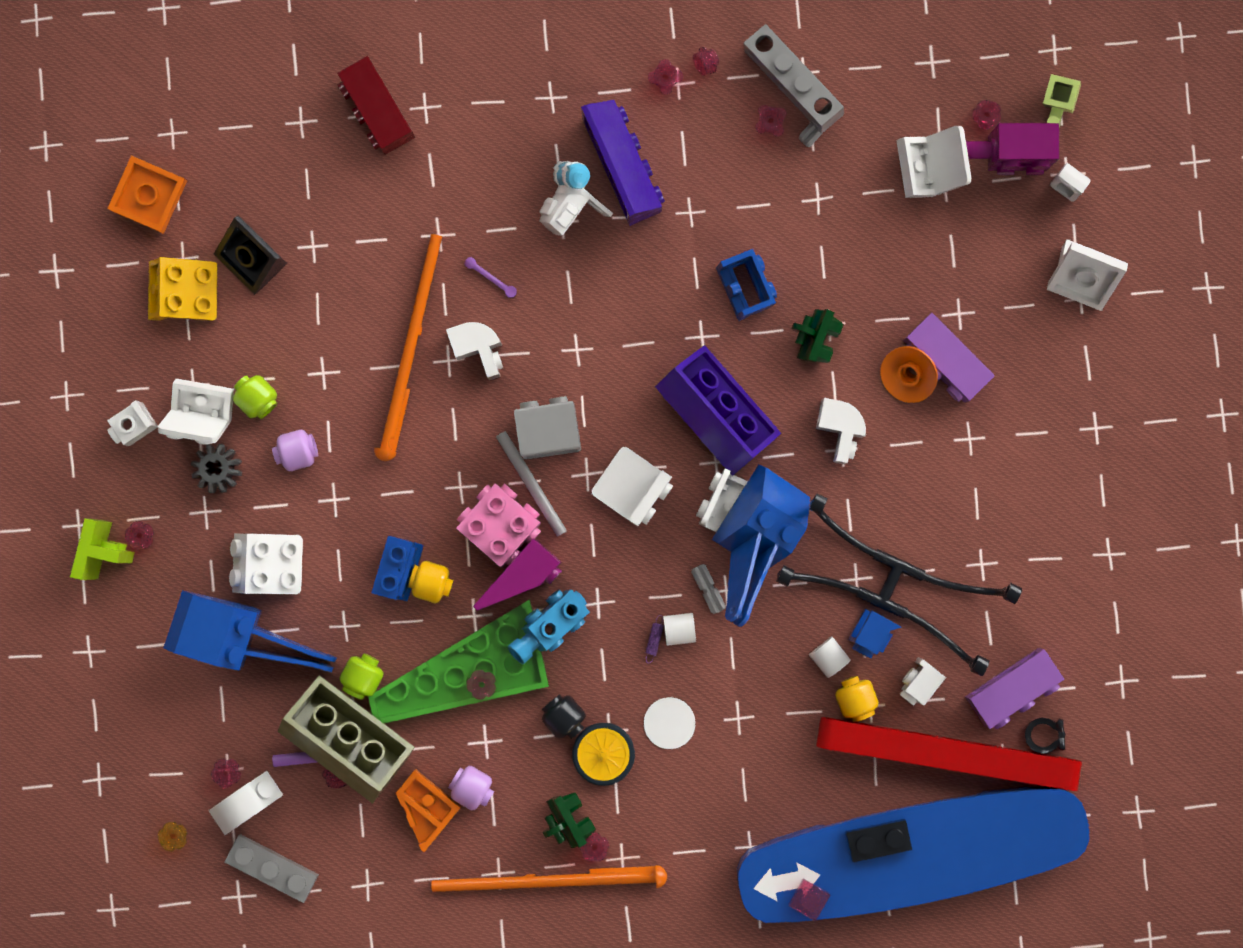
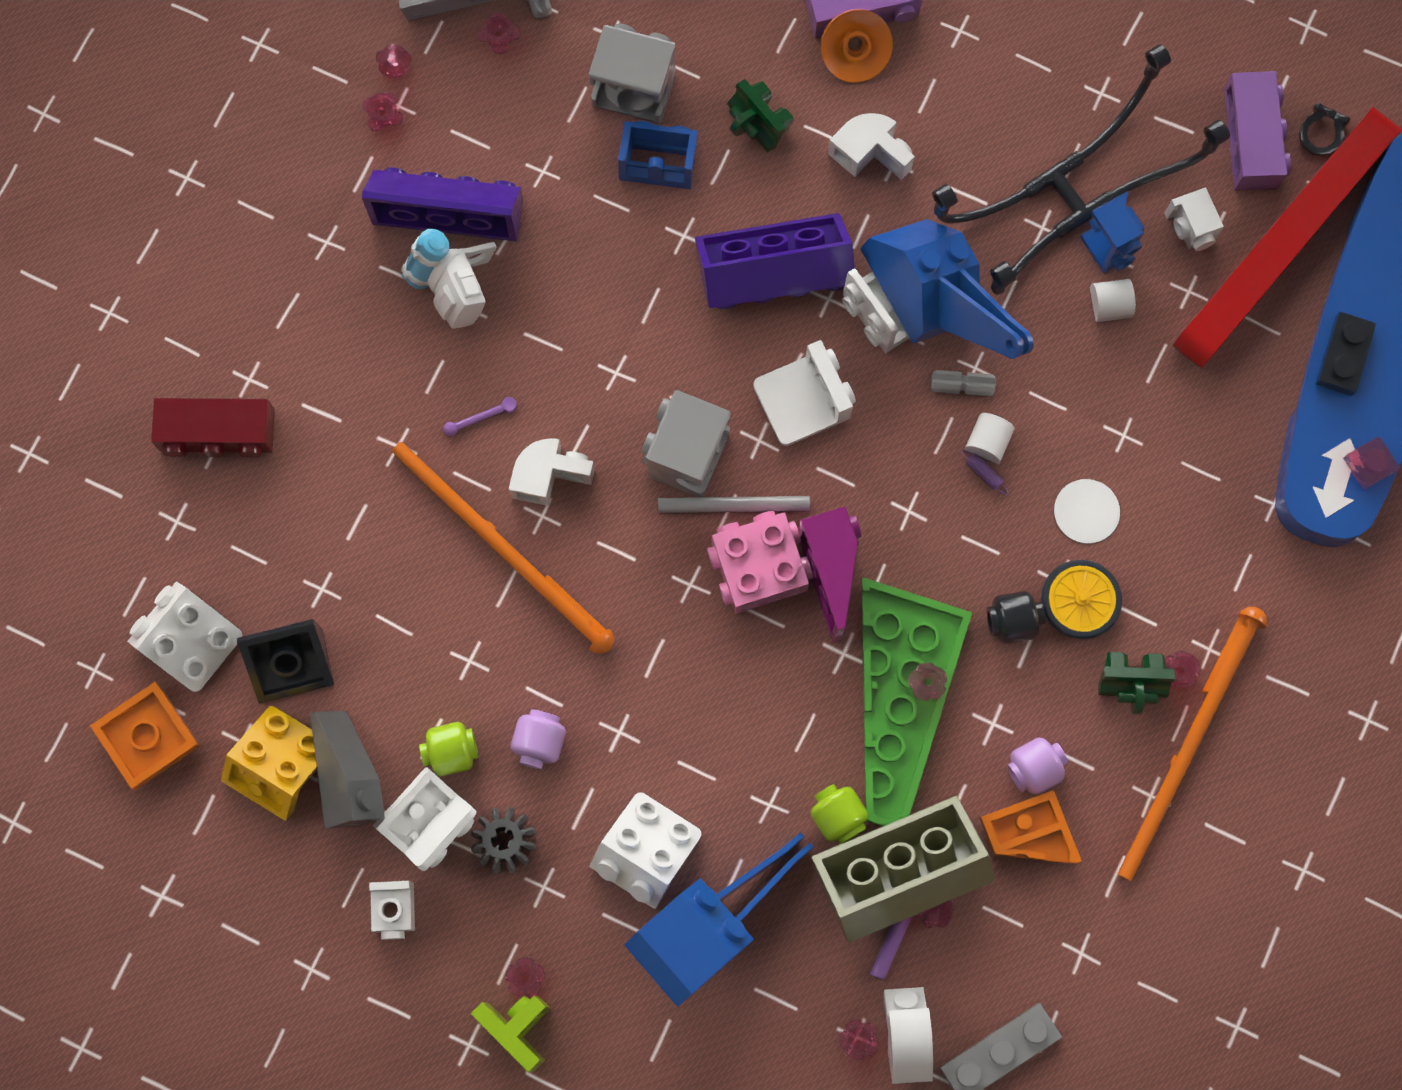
camera: 65 degrees left, 10 degrees down
(198, 339) = (345, 773): none -> dark grey slope
(225, 177) = (184, 636): none -> white bracket
(396, 568) = (740, 702): blue window -> none
(430, 581) = (777, 675): yellow head -> none
(556, 617) = (898, 547): dark azure brick -> none
(792, 232) = (632, 72): none -> light grey piece
(857, 699) = (1174, 296): yellow head -> none

